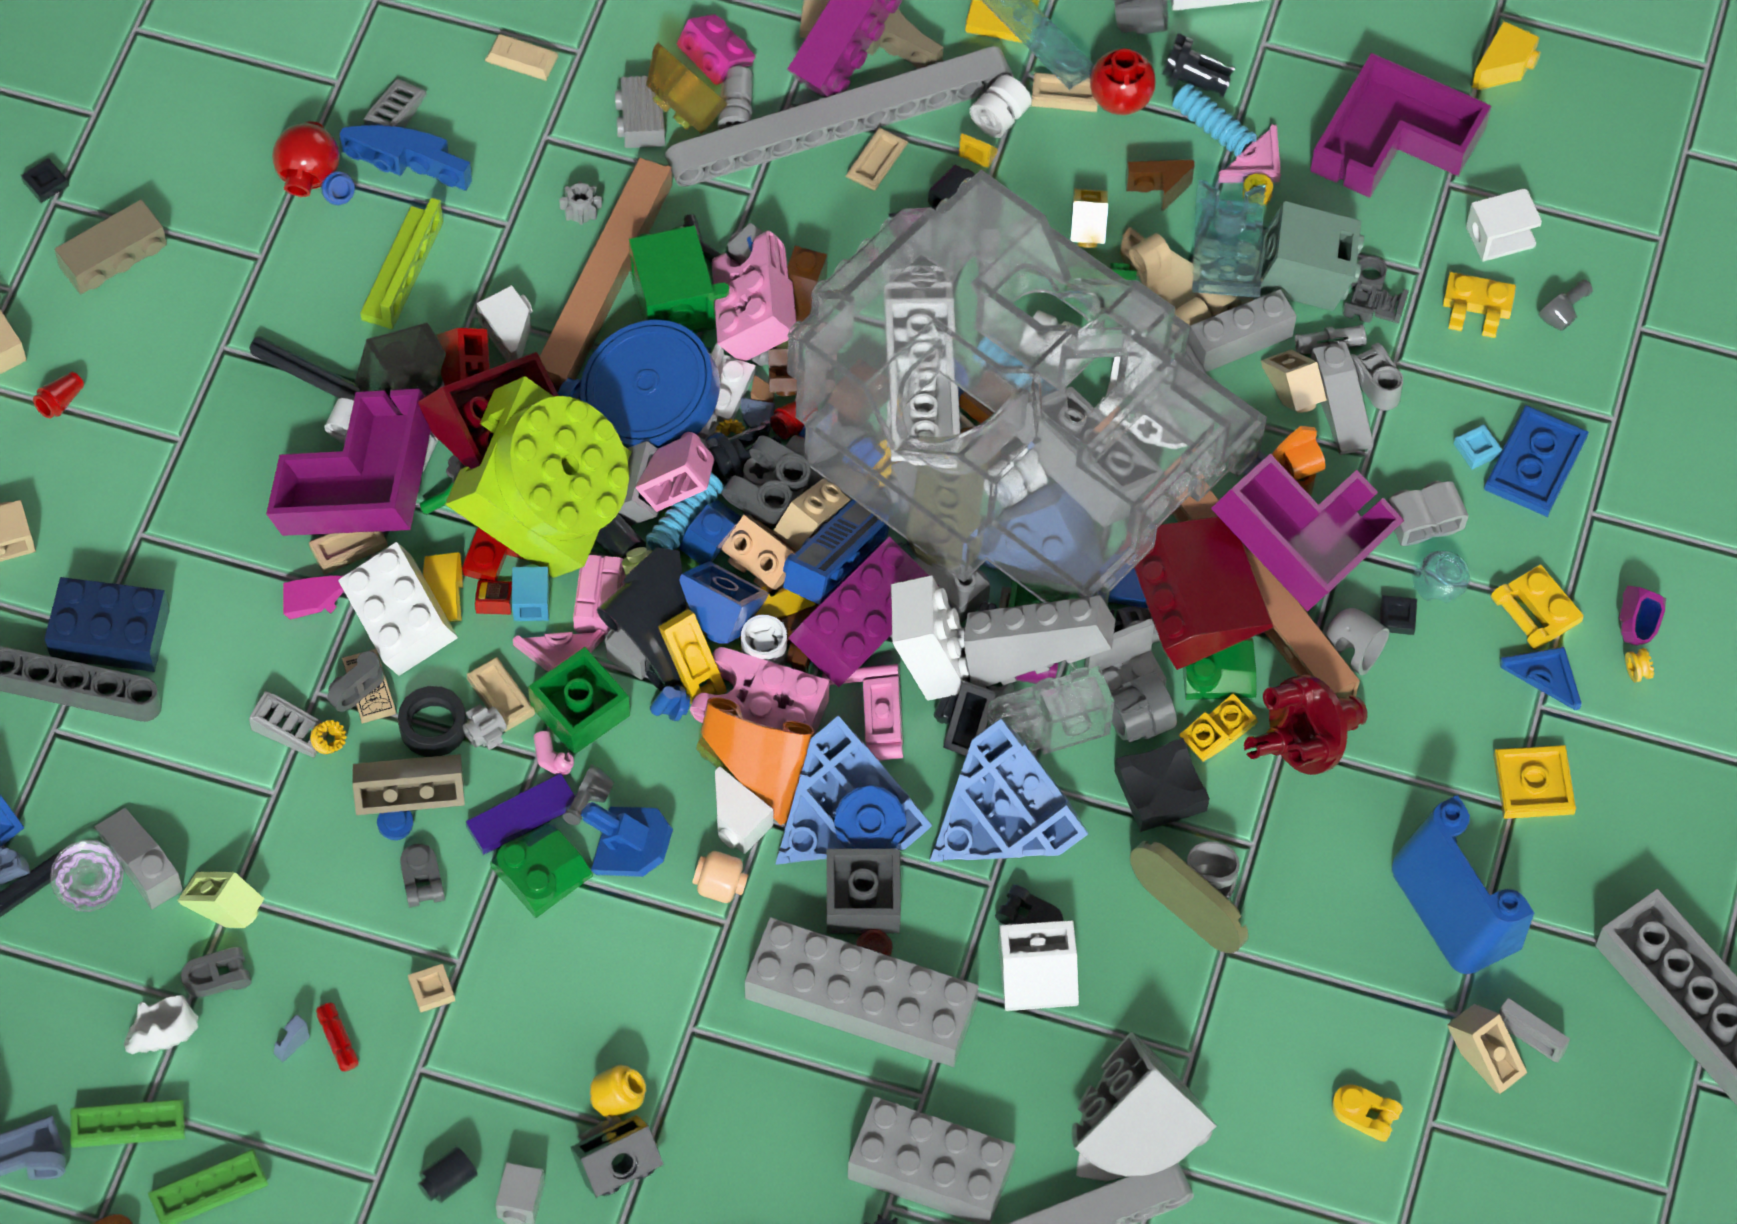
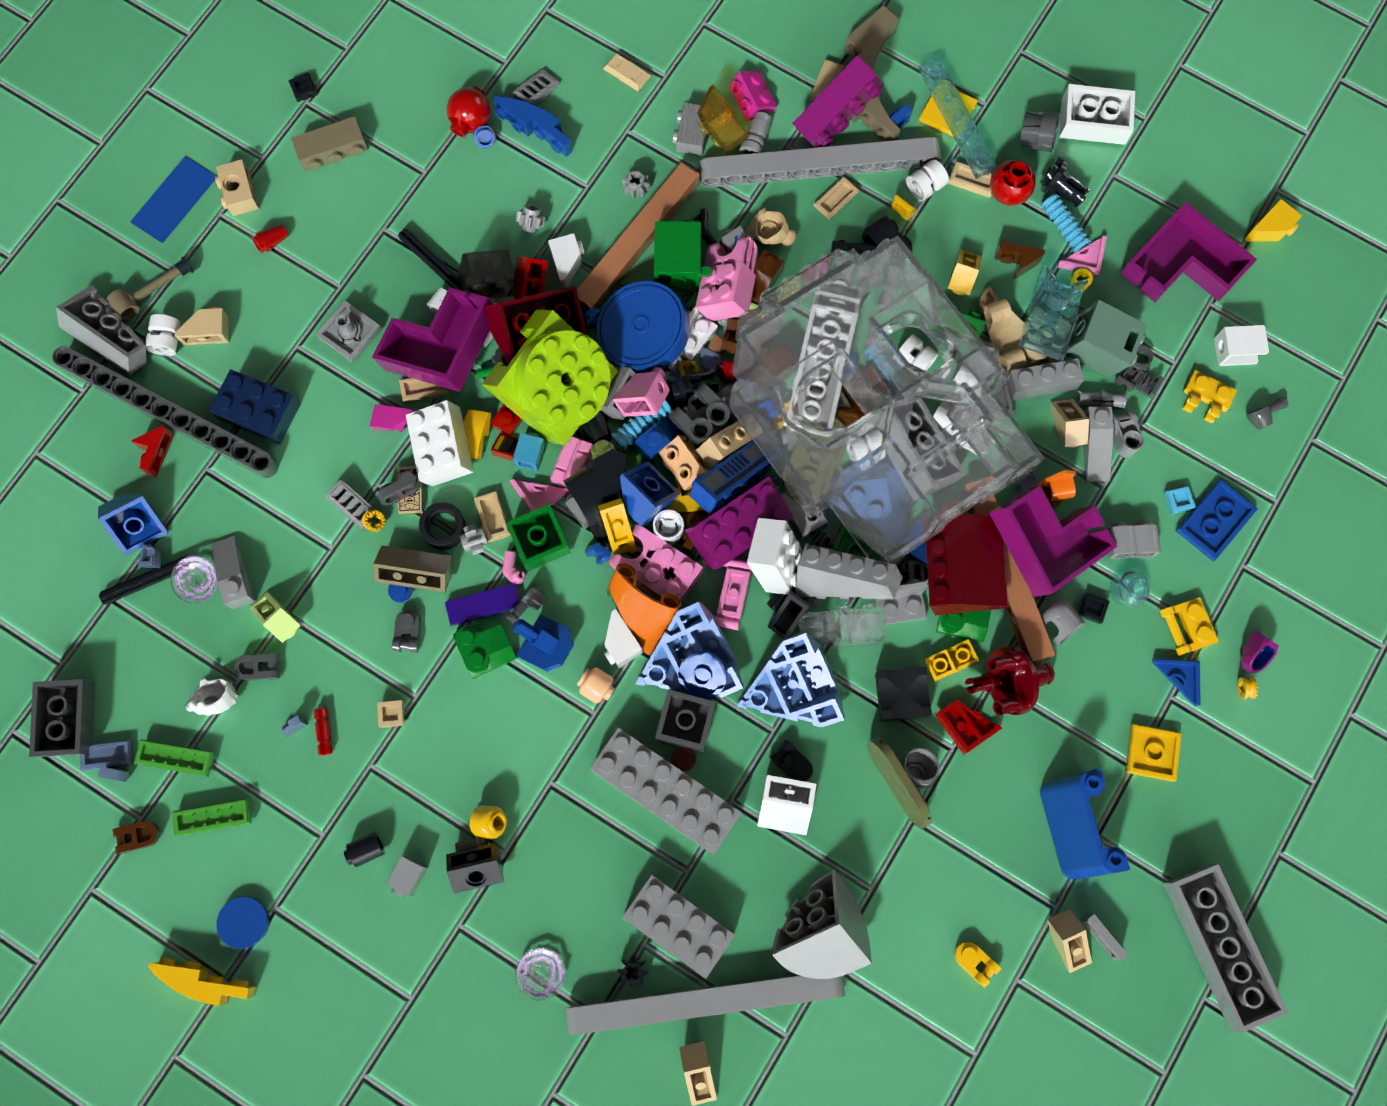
camera: 15 degrees right, 15 degrees up
(217, 483) = (342, 326): none -> light grey plate
(403, 265) = (511, 200): lime fence -> none
(440, 282) = (530, 218): none -> light grey gear
(796, 218) = (770, 228): none -> tan hair
(940, 29) = (901, 116): none -> blue plate
(1143, 708) = (904, 637): dark grey piece -> none
(1262, 807) = (966, 726): none -> red wing

